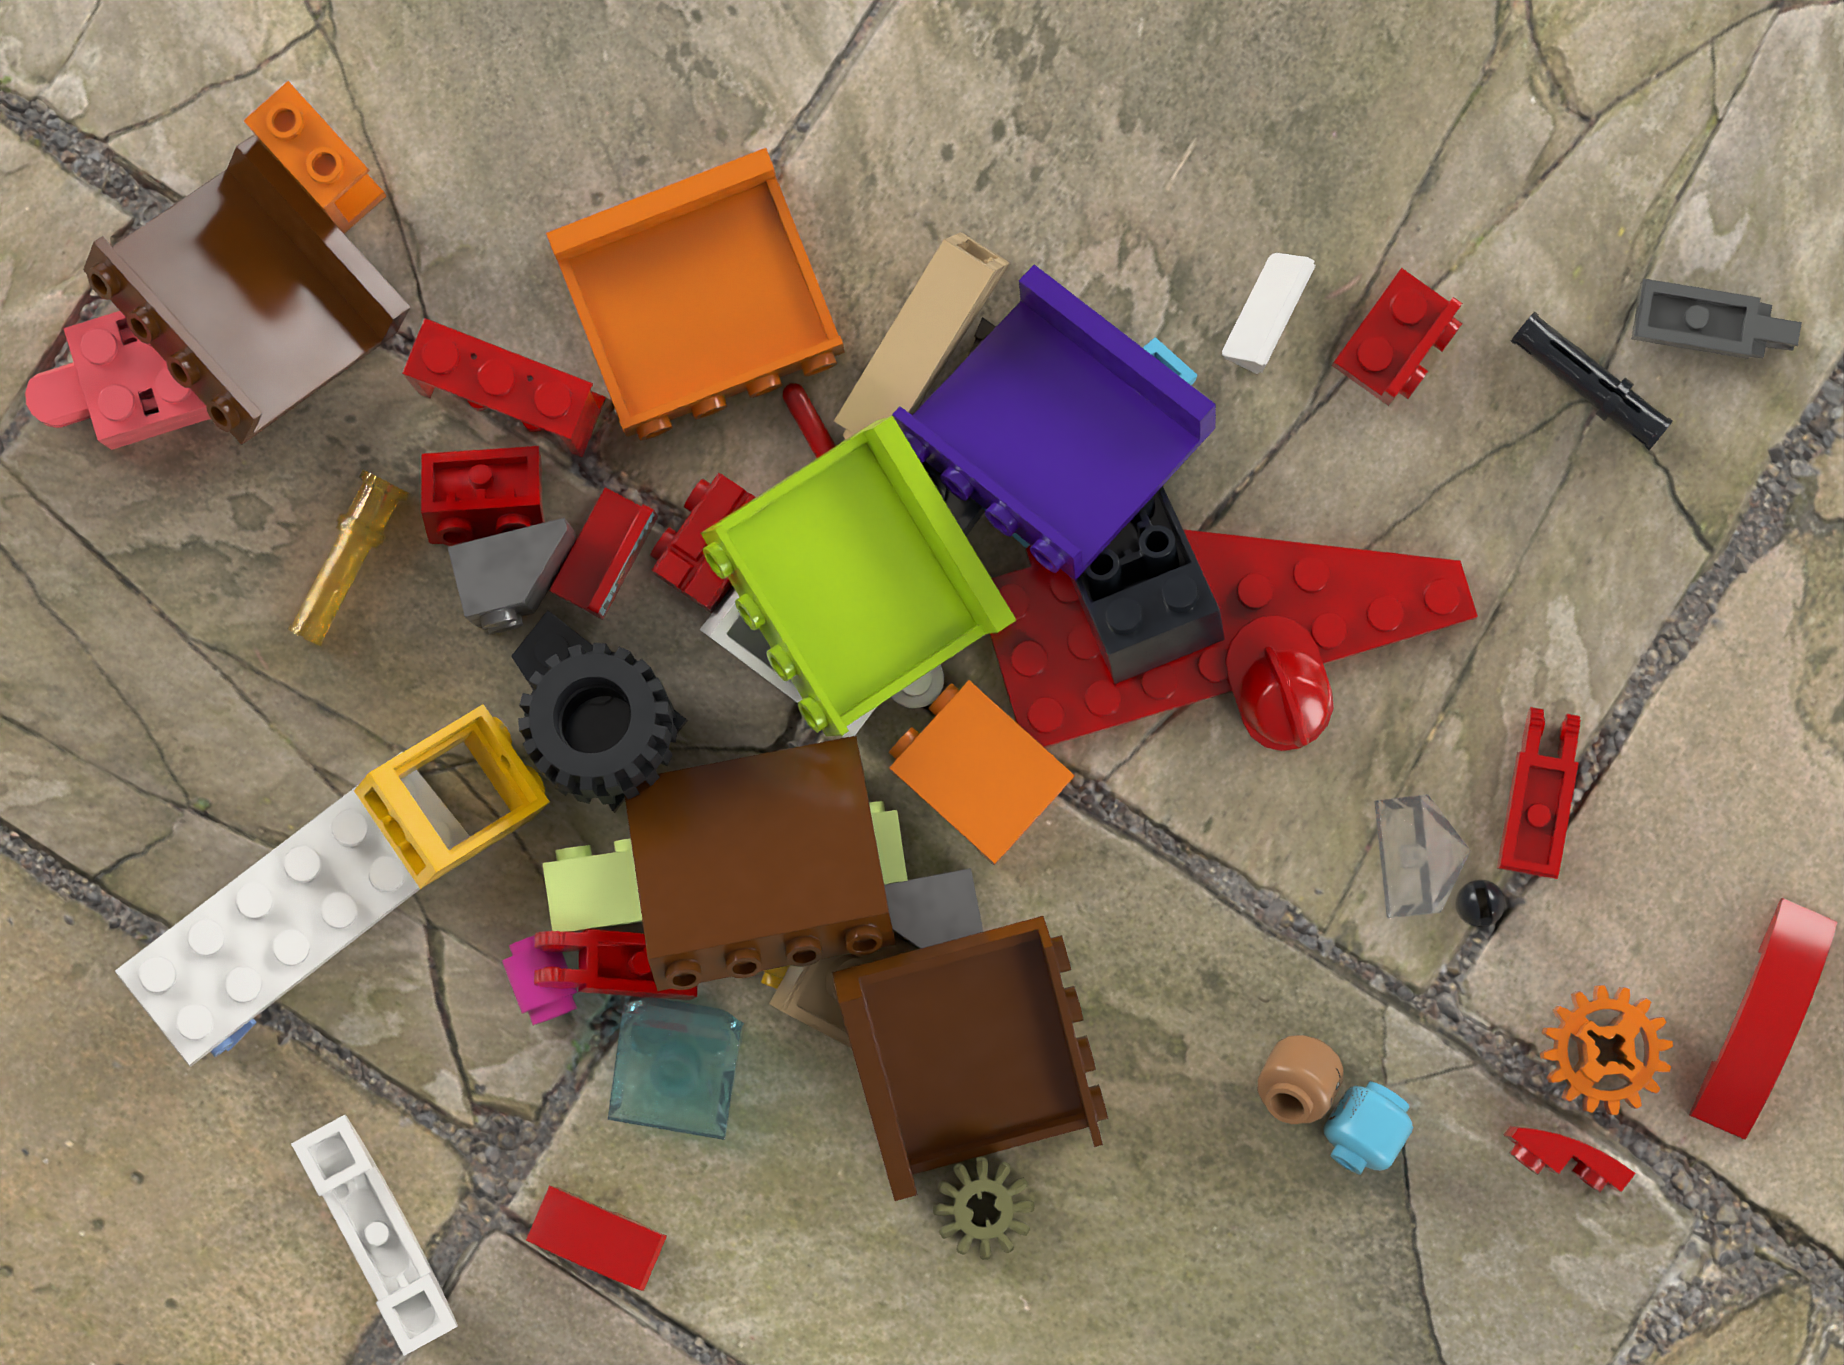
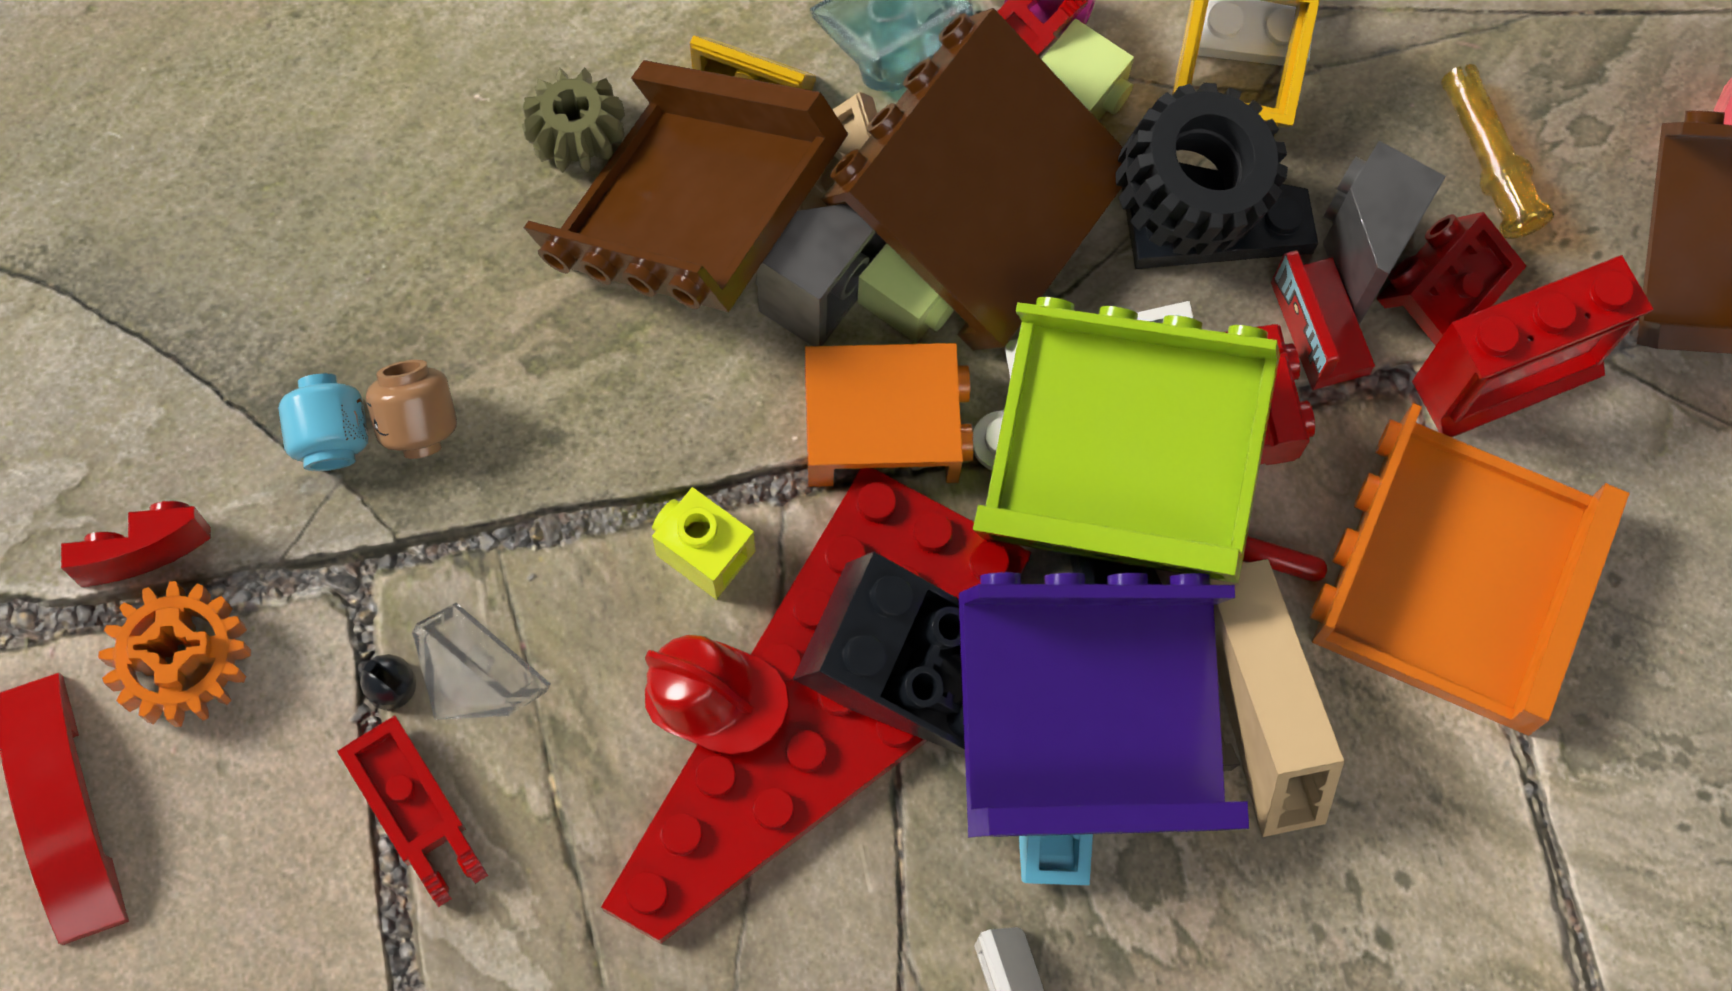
camera: 130 degrees right, 15 degrees down
(809, 1132) = (726, 59): none -> yellow slope
(1189, 799) = (702, 541): none -> neon yellow brick

